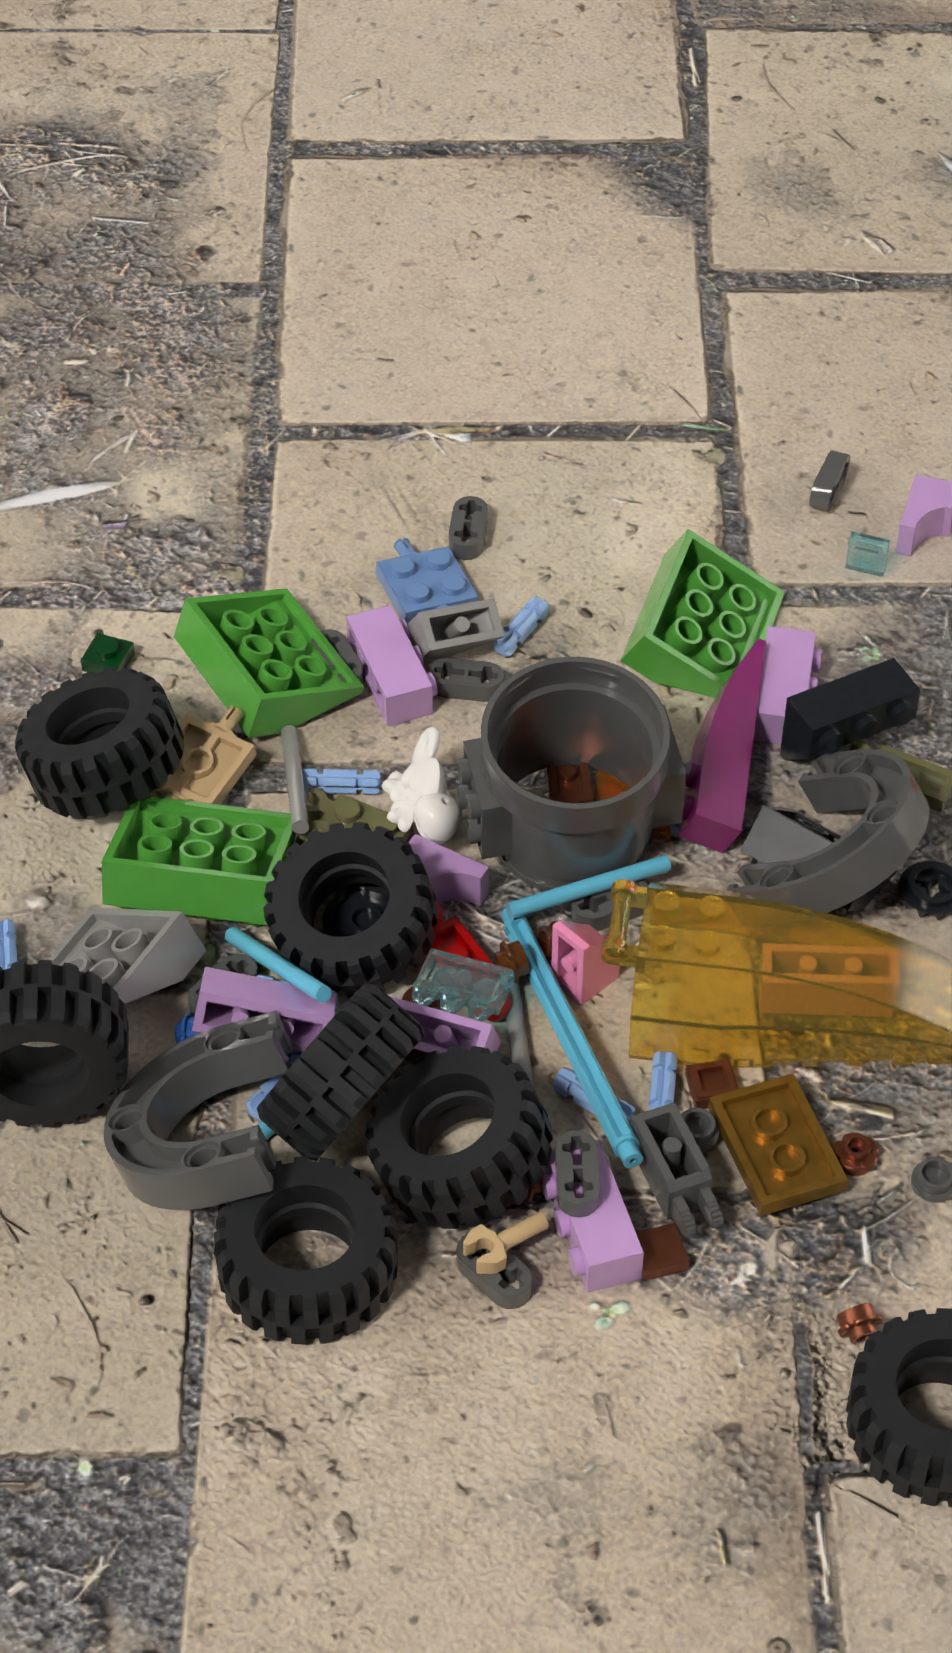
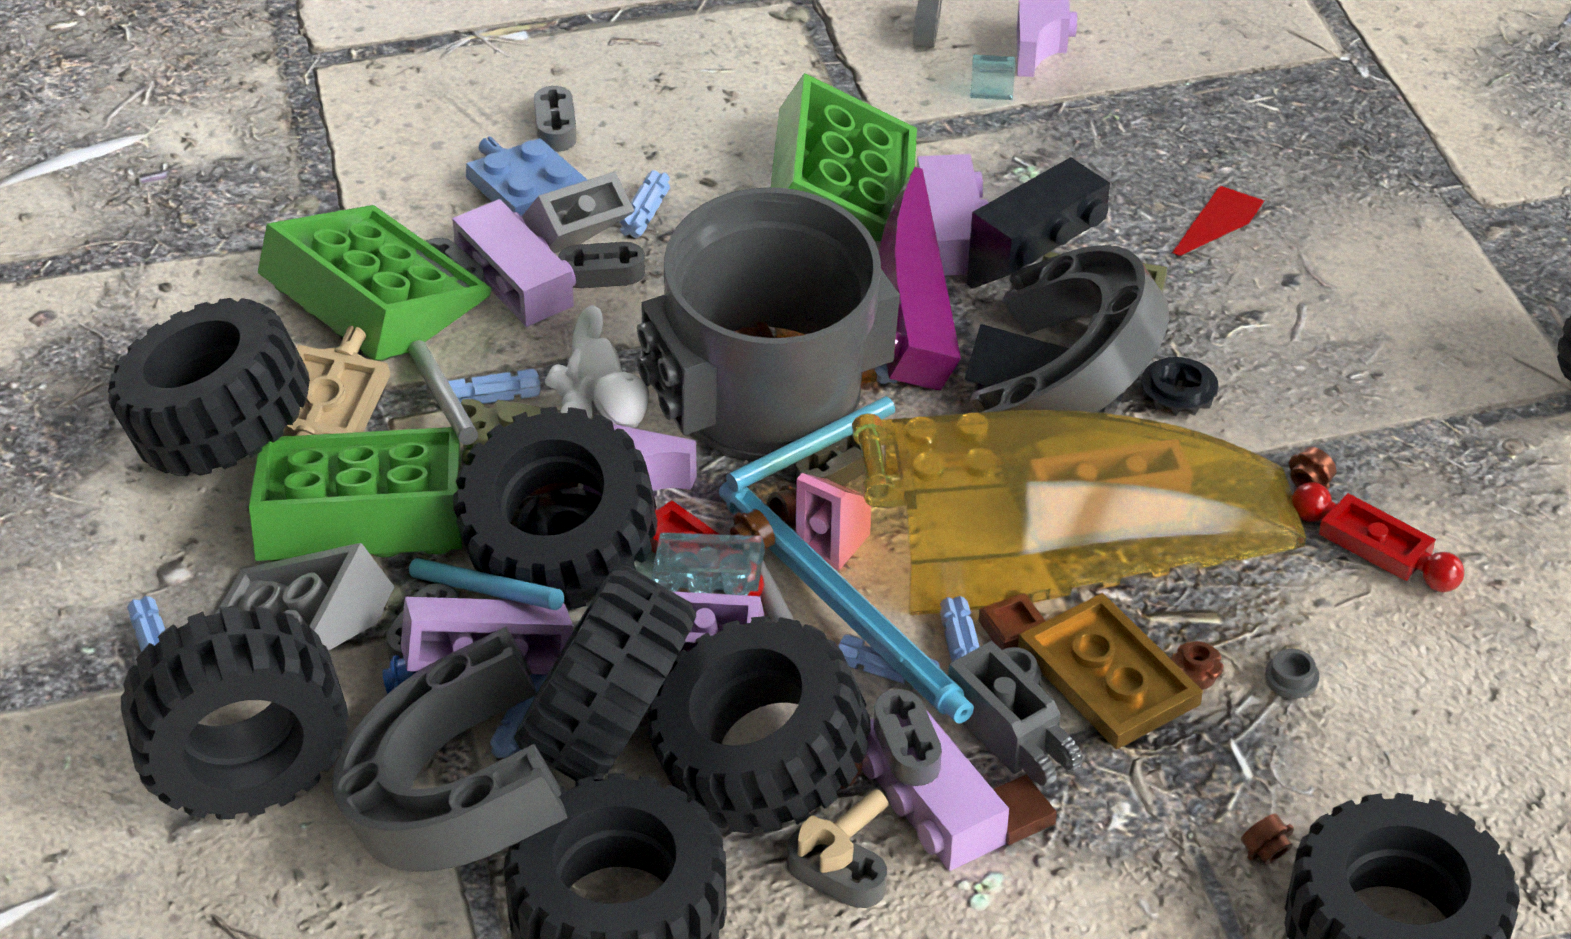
camera: 15 degrees left, 5 degrees down
(107, 653) = (182, 297): dark green plate -> none

